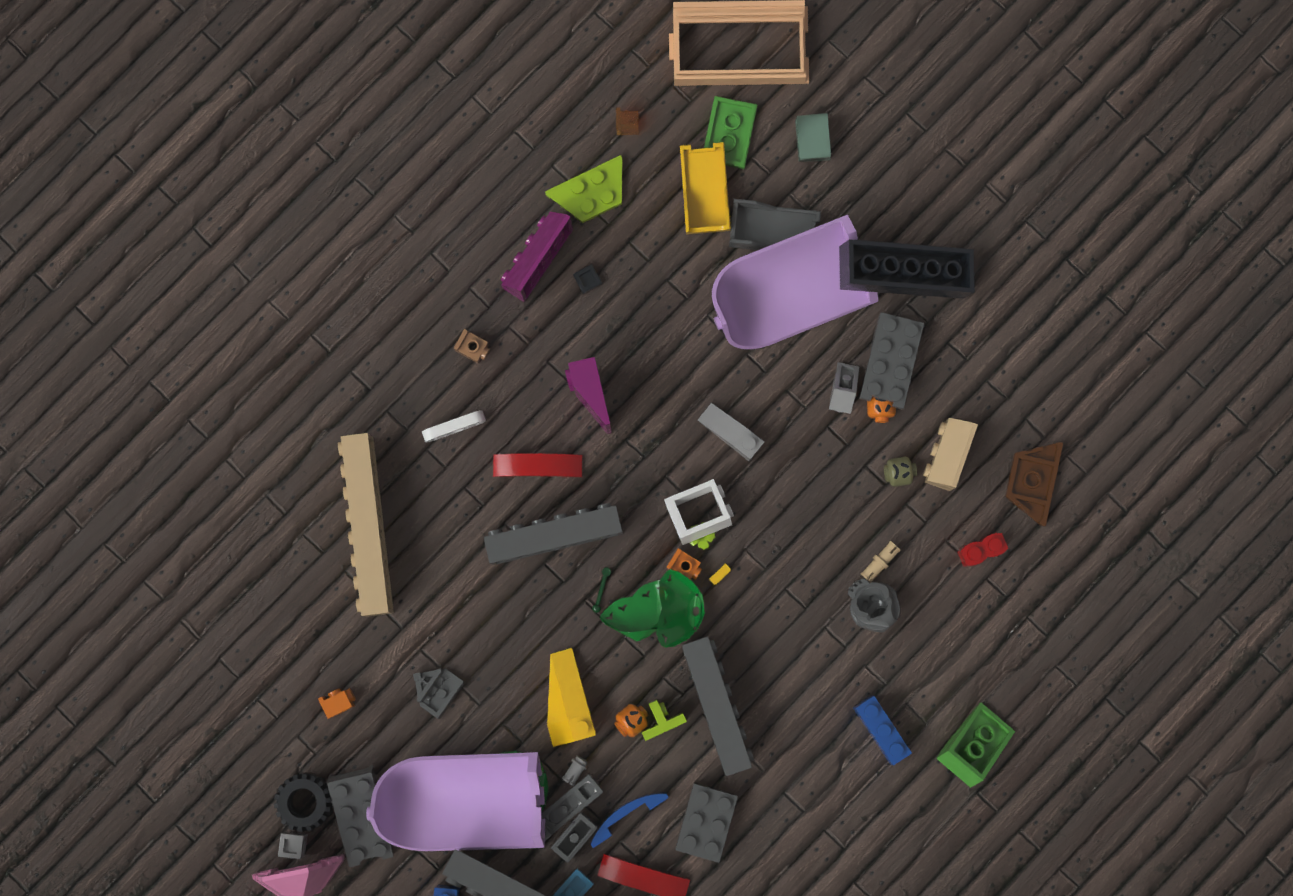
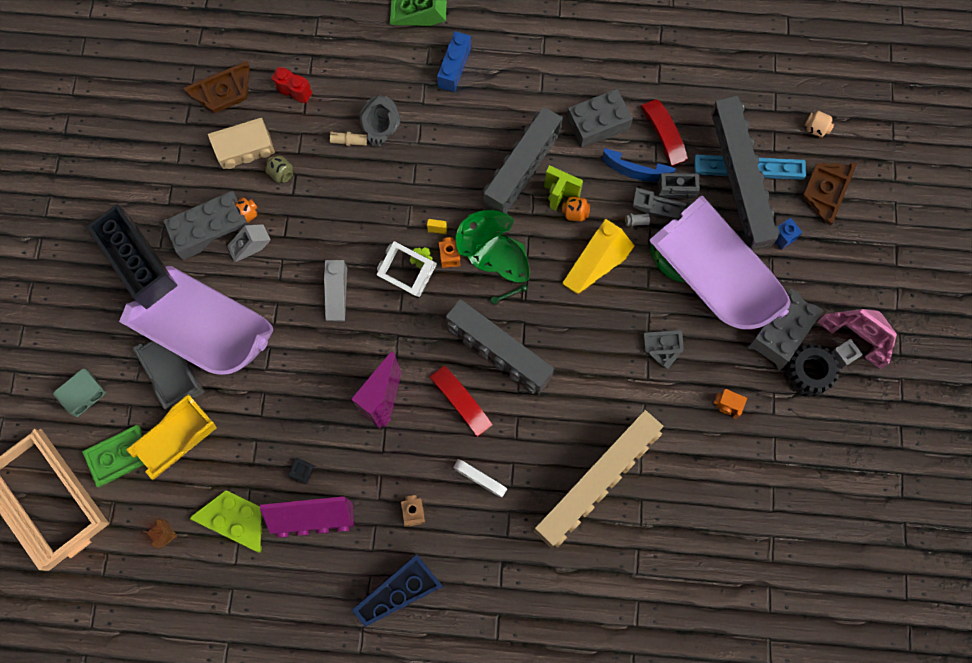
camera: 130 degrees left, 10 degrees down
(415, 285) = (403, 587): none -> dark blue wedge

